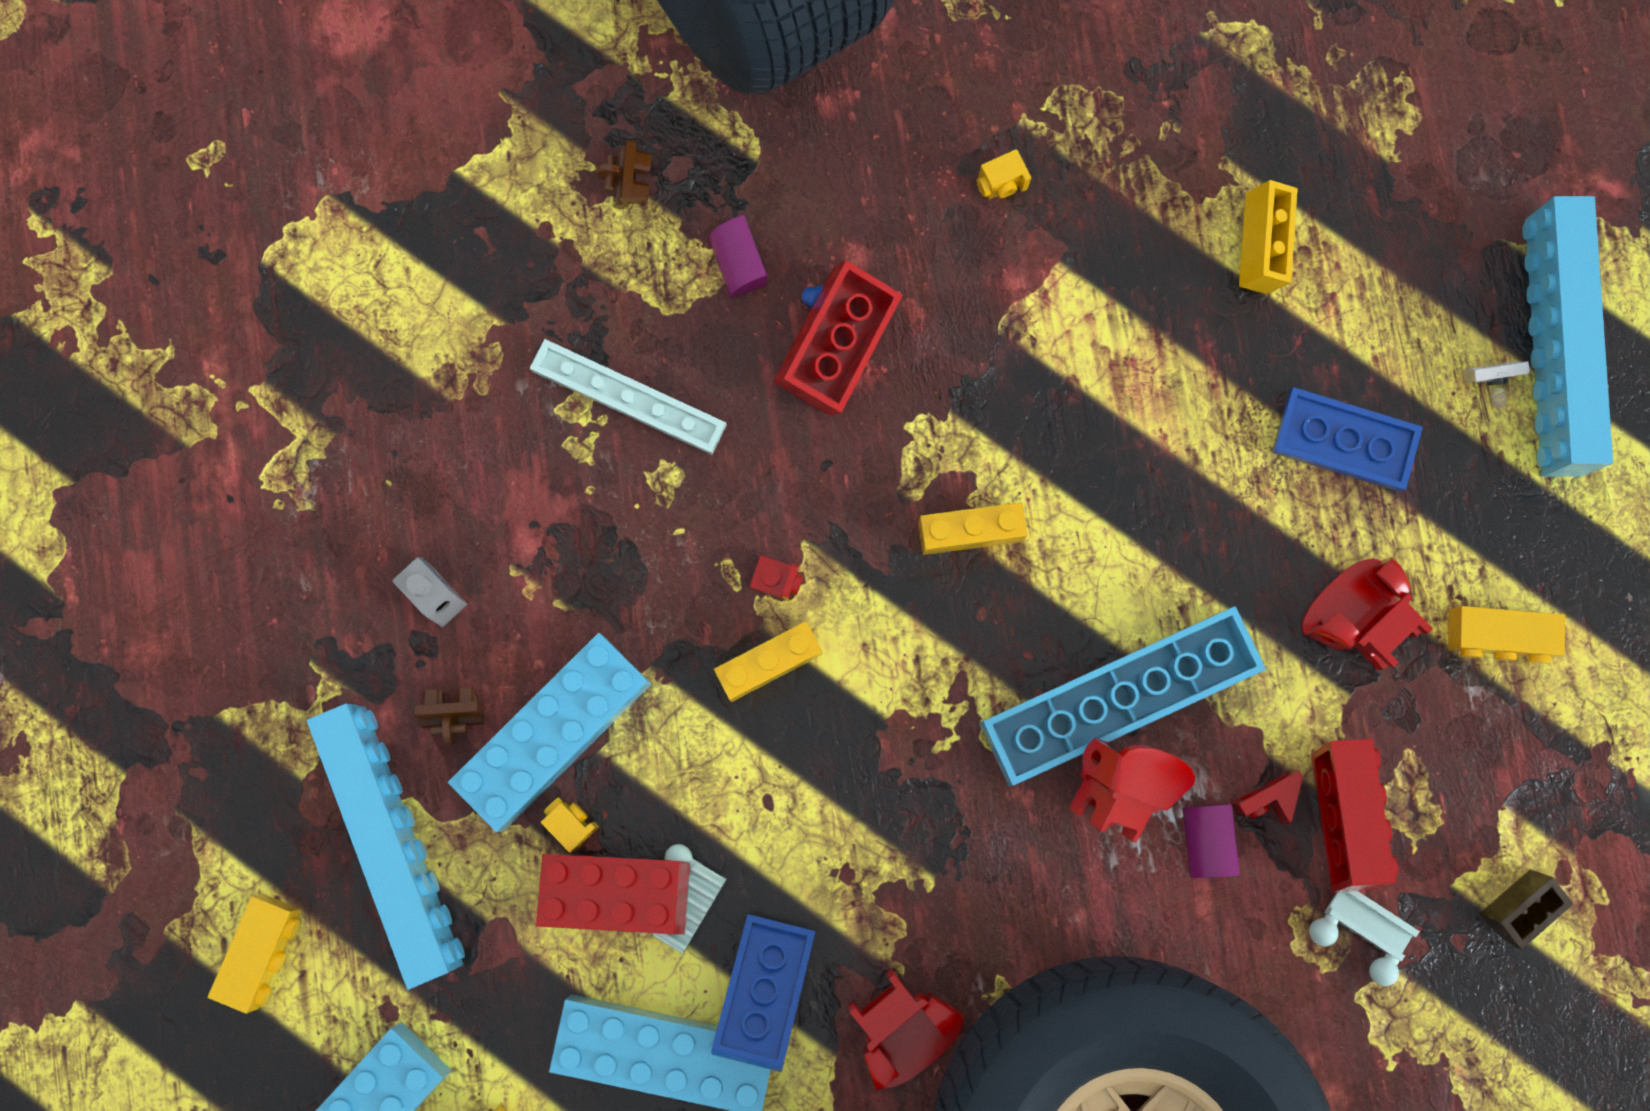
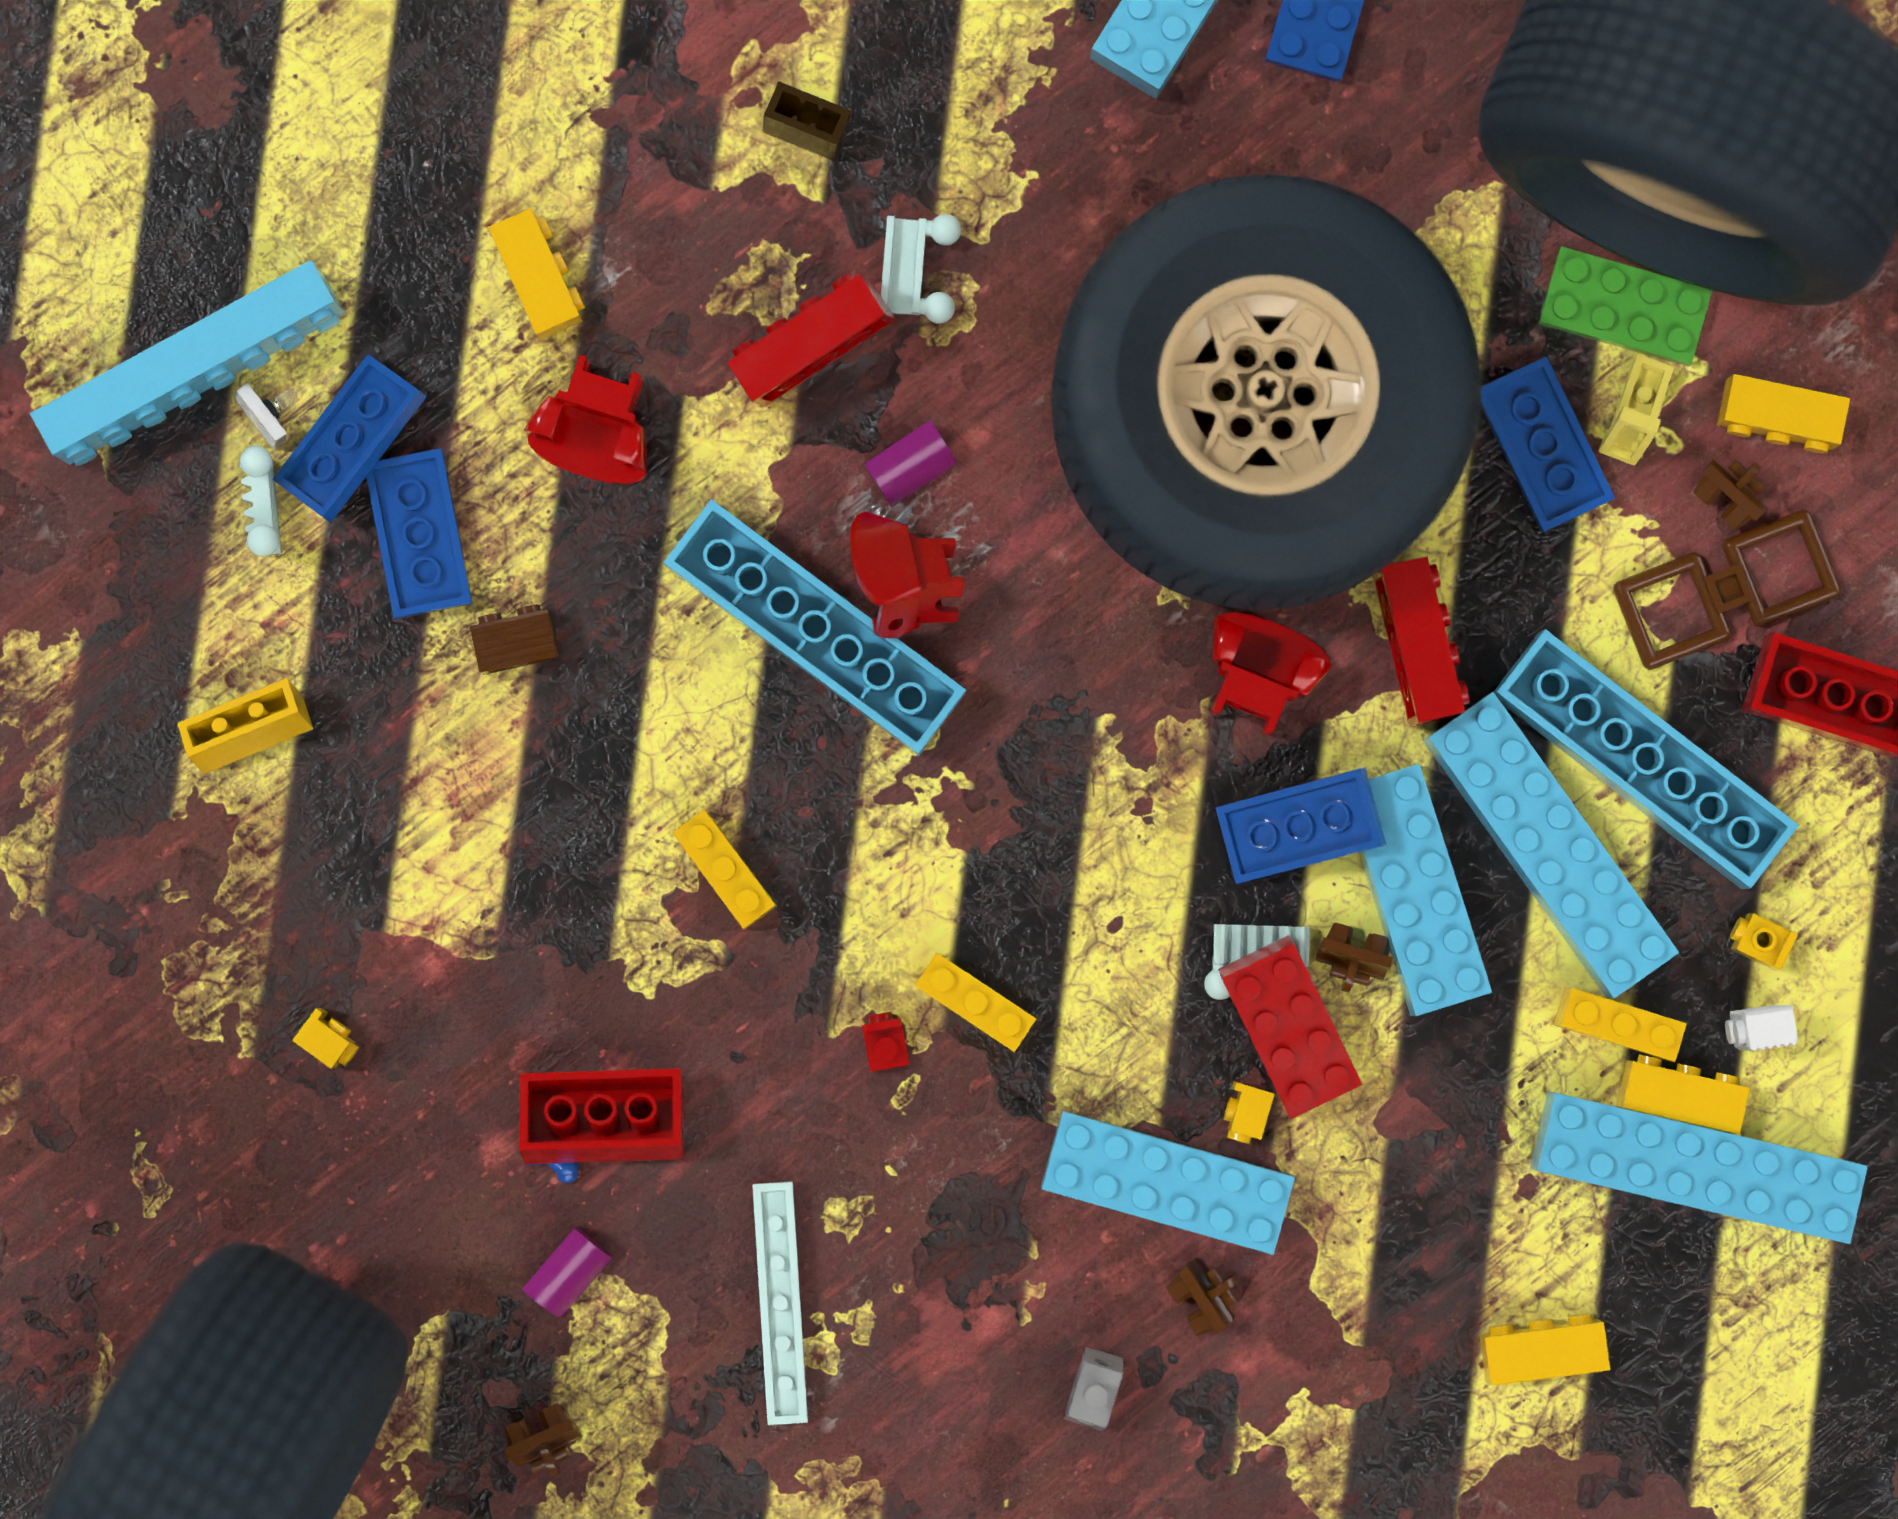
camera: 120 degrees left, 5 degrees up
(386, 844) = (1366, 1280): medium azure brick -> none
(635, 972) = (1353, 962): none -> reddish brown hips
(1229, 466) = (514, 640): none -> reddish brown brick
(1280, 793) = (824, 420): red slope -> none
(1407, 329) = (263, 533): none -> light aqua gear
(1448, 426) = (349, 438): none -> blue plate

